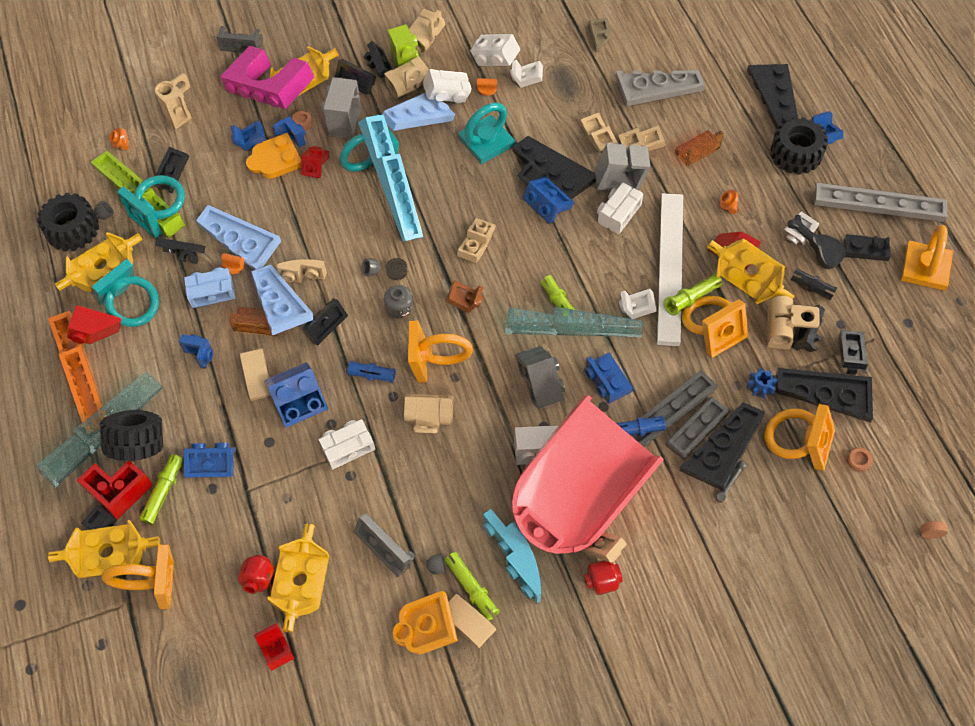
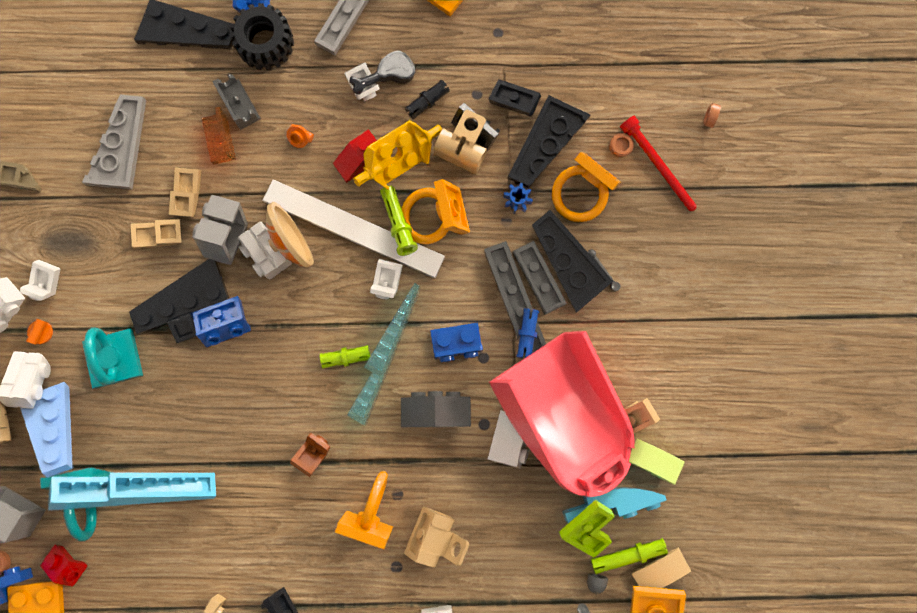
camera: 75 degrees left, 20 degrees up
(370, 267) = (232, 544): dark grey hinge -> none
(386, 374) = (363, 583): blue pin -> none
(396, 269) = (245, 515): clear smoke tile -> none
(398, 301) = (291, 528): dark grey head -> none
(476, 241) = (243, 416): tan slope -> none
(481, 528) = (585, 529): none -> lime plate
(569, 582) = (656, 461): none -> yellowish green slope
(603, 577) = (664, 431): red head -> none
(640, 213) = (286, 236): none -> tan dish
(734, 148) = (237, 101): none -> dark grey hinge
(867, 247) = (404, 29): black plate -> none
(881, 460) = (632, 128): none -> red piece

